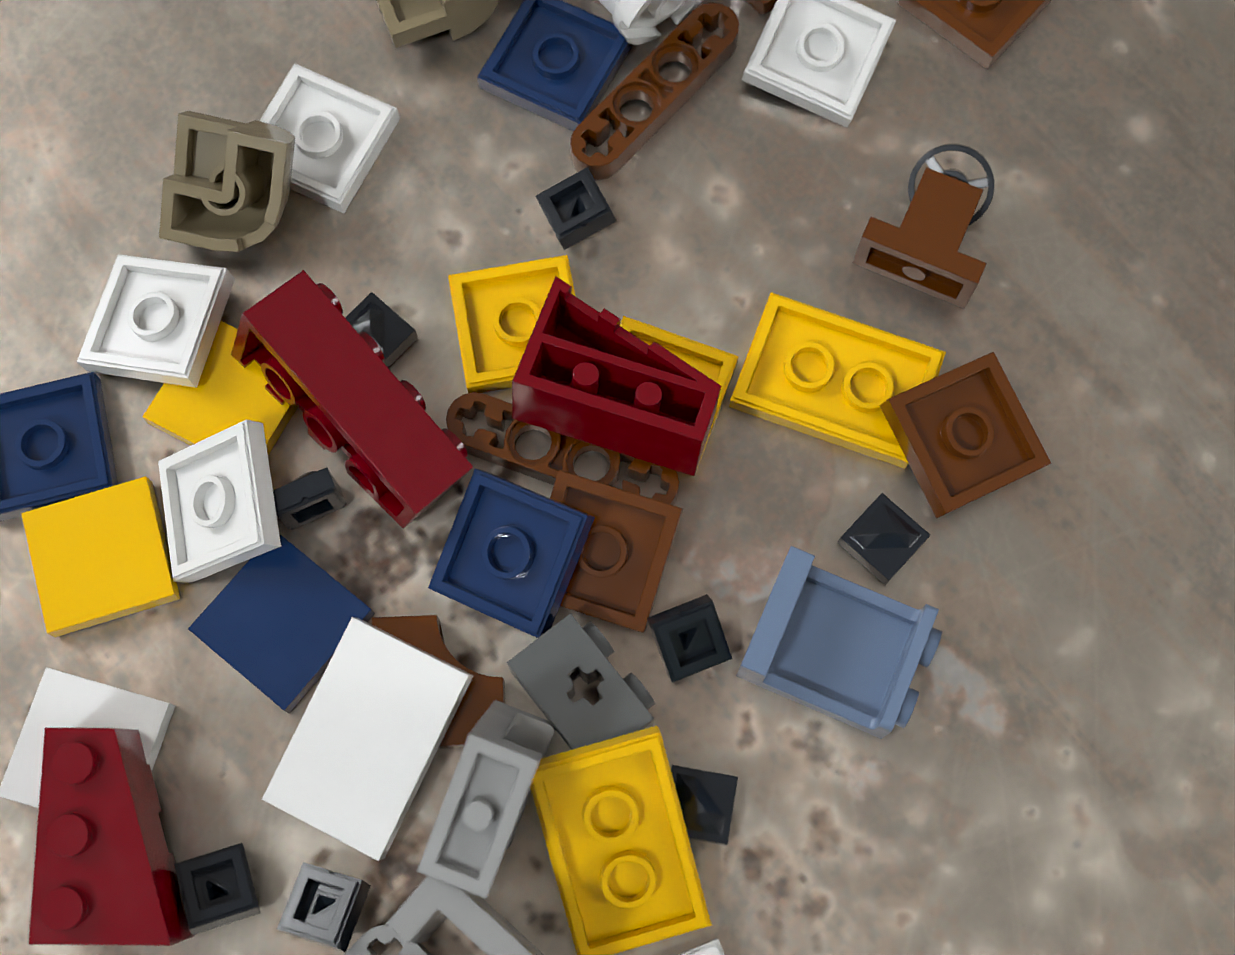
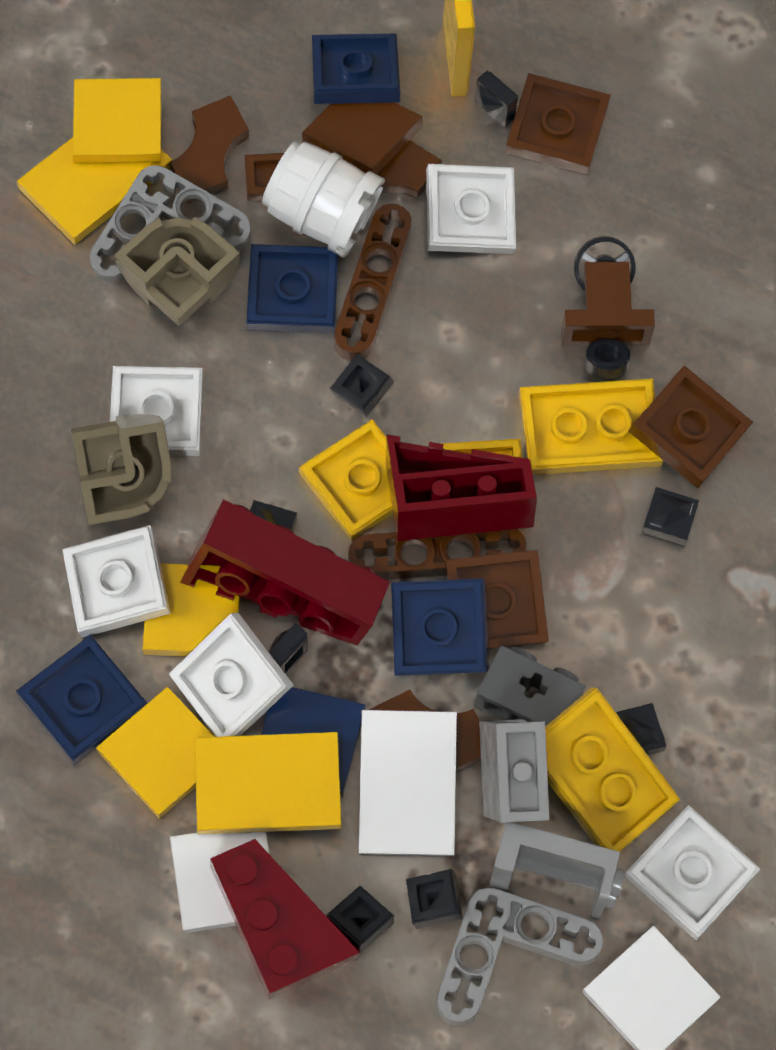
camera: 30 degrees left, 5 degrees down
(193, 656) = (267, 783): none -> yellow tile
(689, 638) = (579, 631): black tile -> none
(840, 647) = (675, 596): sand blue panel -> none
(899, 304) = (607, 359): none -> black tile

